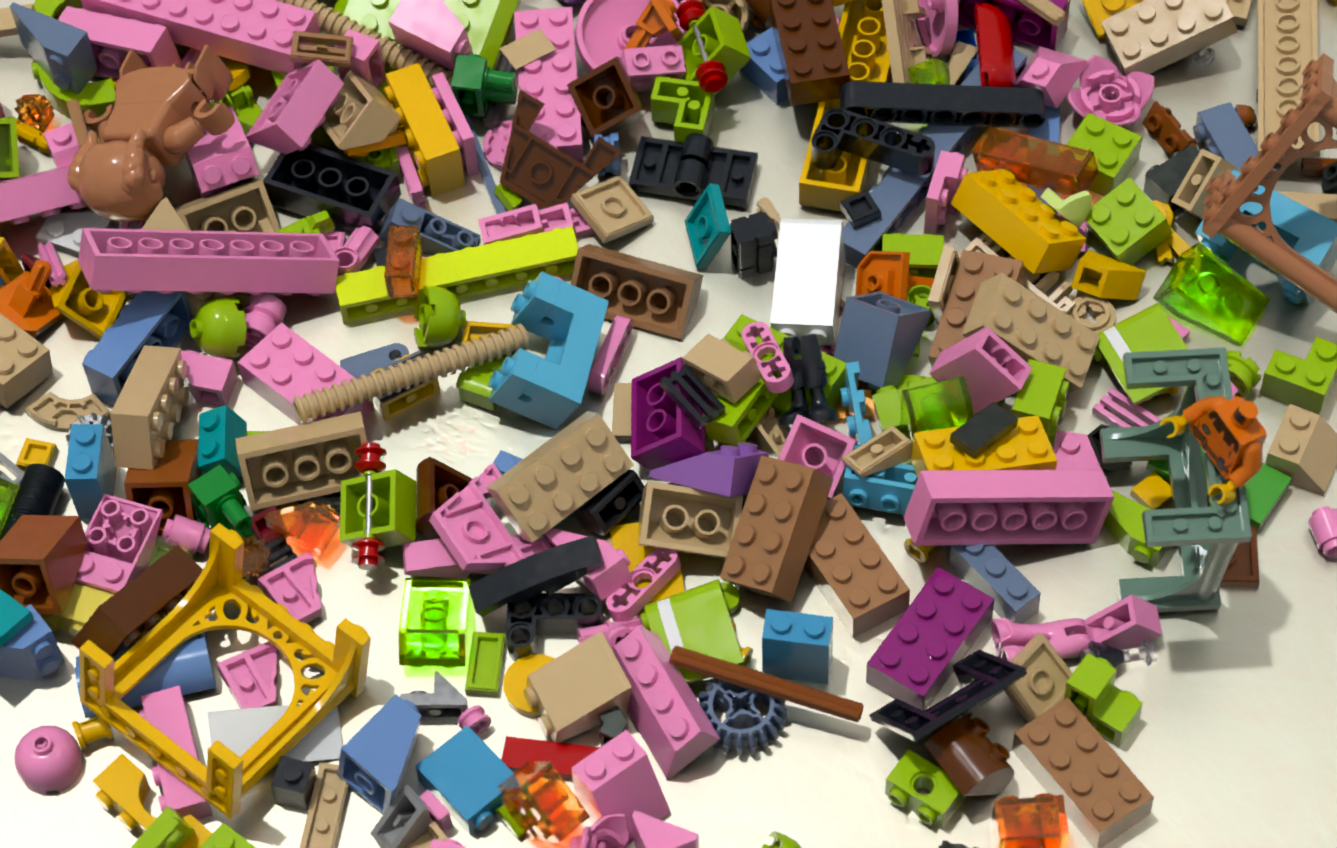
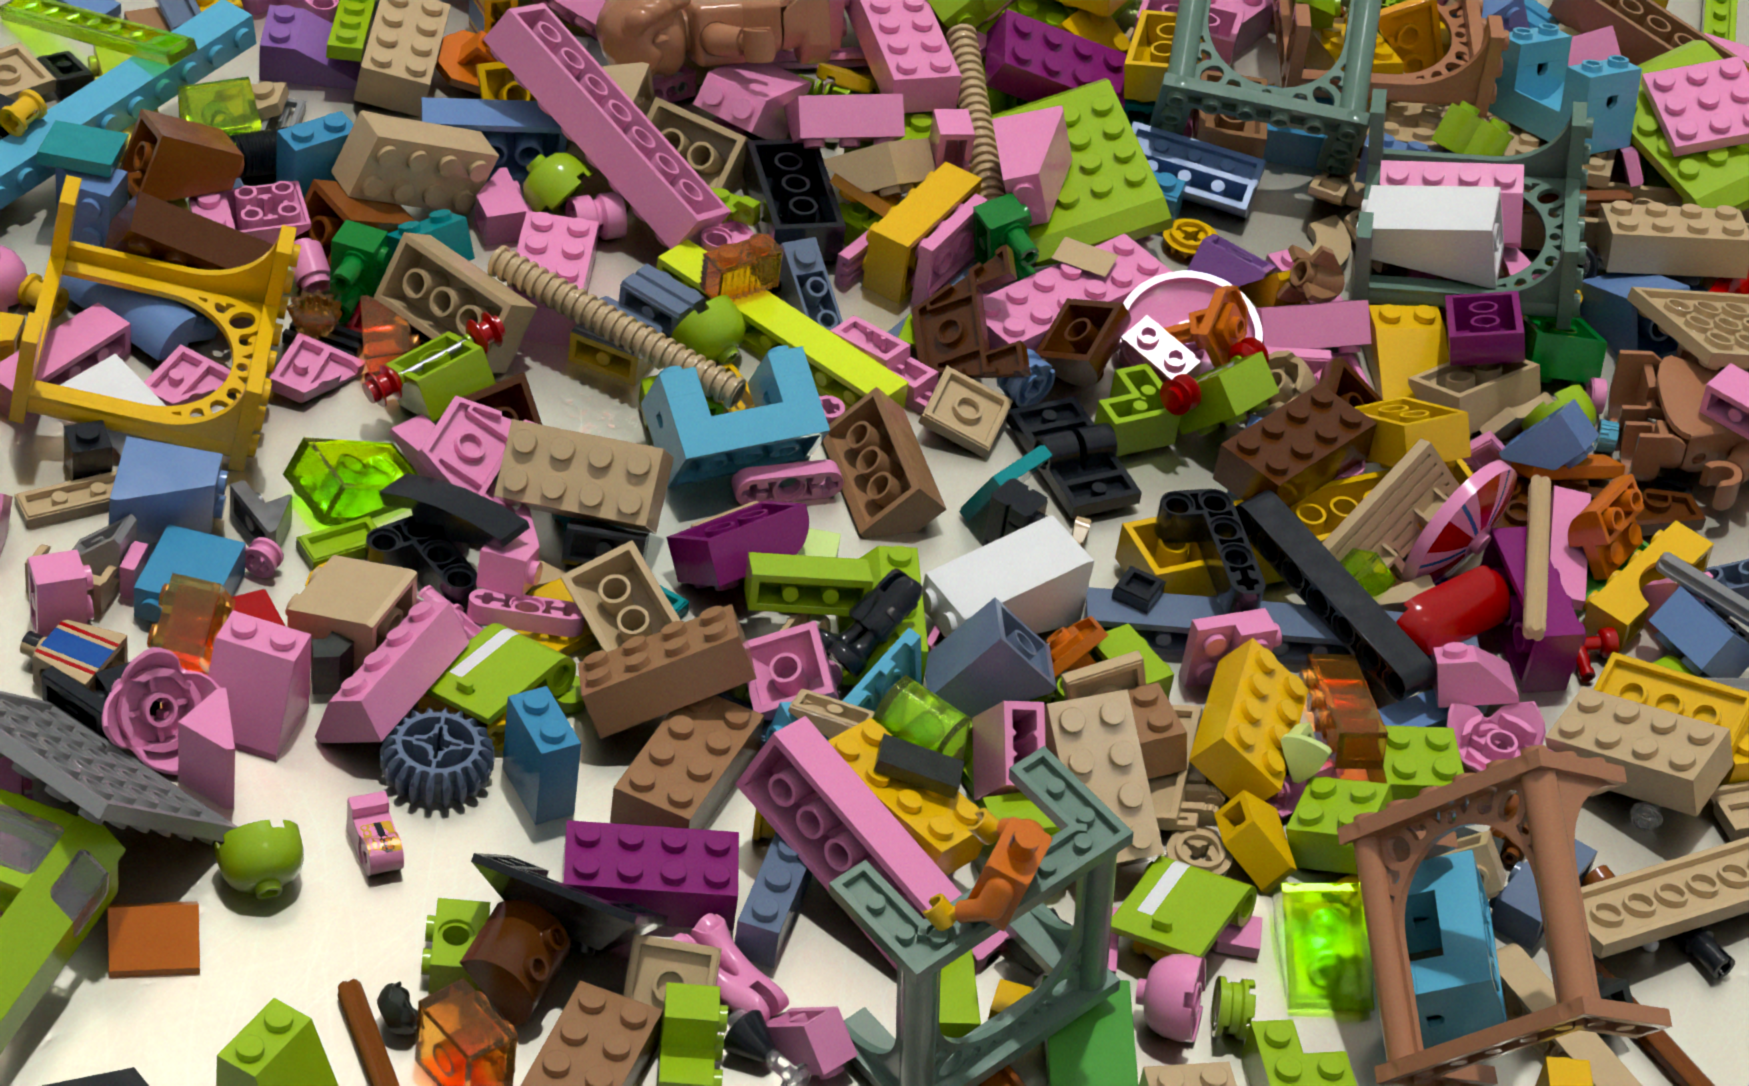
camera: 45 degrees right, 15 degrees down
(328, 55) = (933, 114): medium nougat tile -> none
(377, 327) = (660, 297): none -> sand blue brick
(695, 383) = (768, 506): black tile -> none
(719, 472) = (692, 587): medium lavender slope -> none
(723, 367) = (814, 532): tan brick -> none
(766, 684) = (474, 748): dark orange axle -> none
(768, 346) = (862, 566): bright pink beam -> none
(792, 788) = (374, 833): none -> bright pink leg

